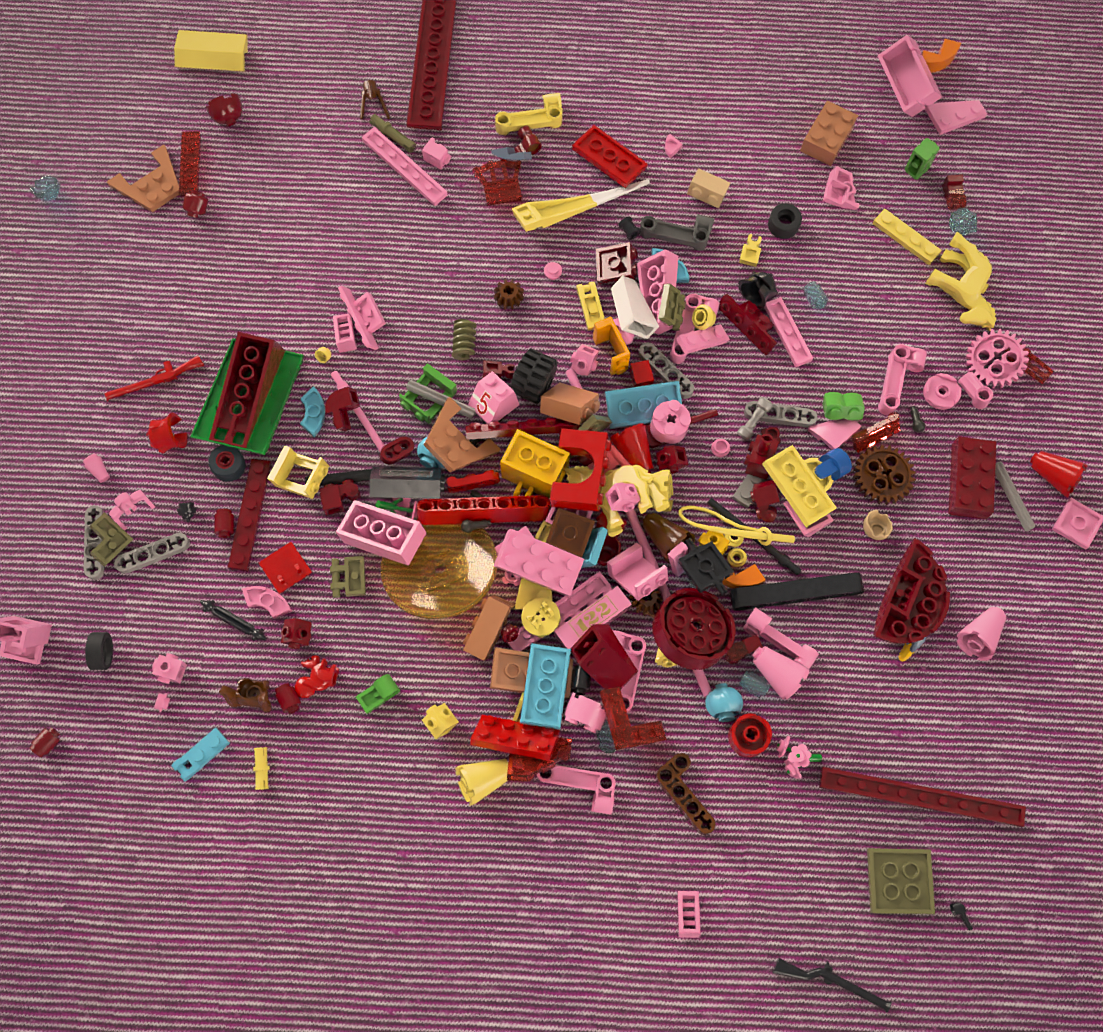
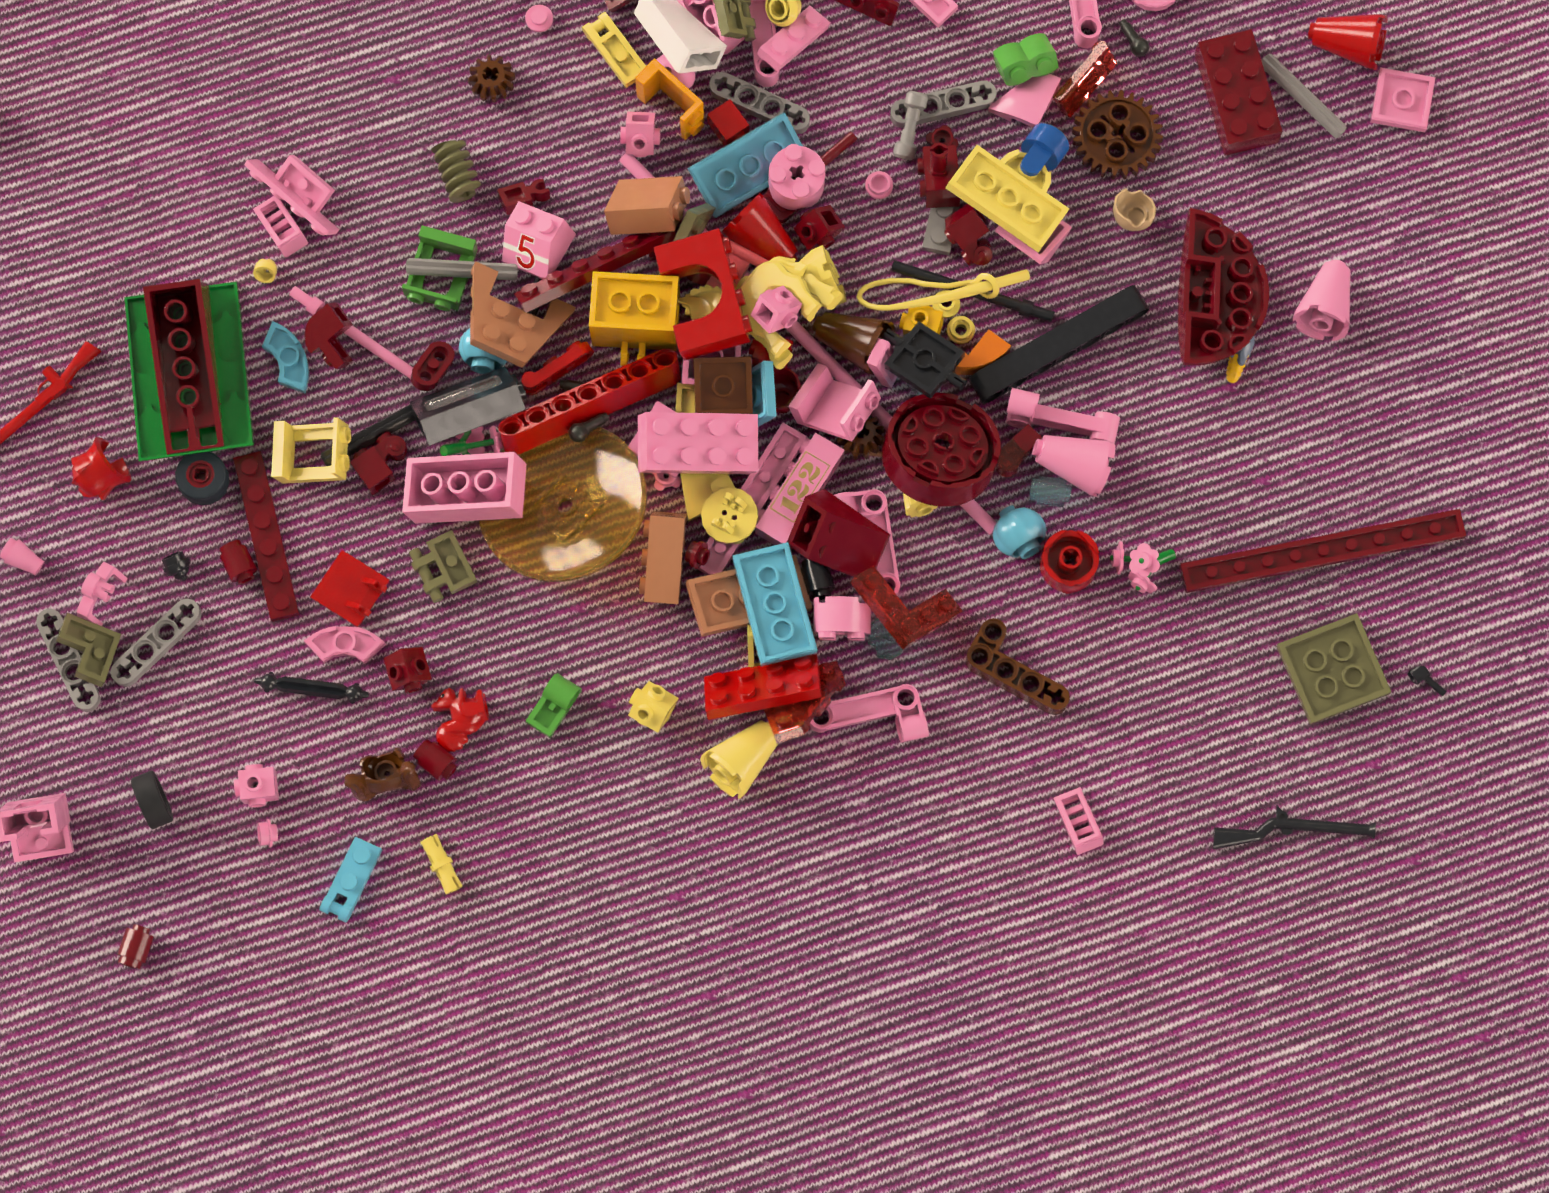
camera: 20 degrees left, 5 degrees up
(533, 375) = (580, 185): black wheel -> none

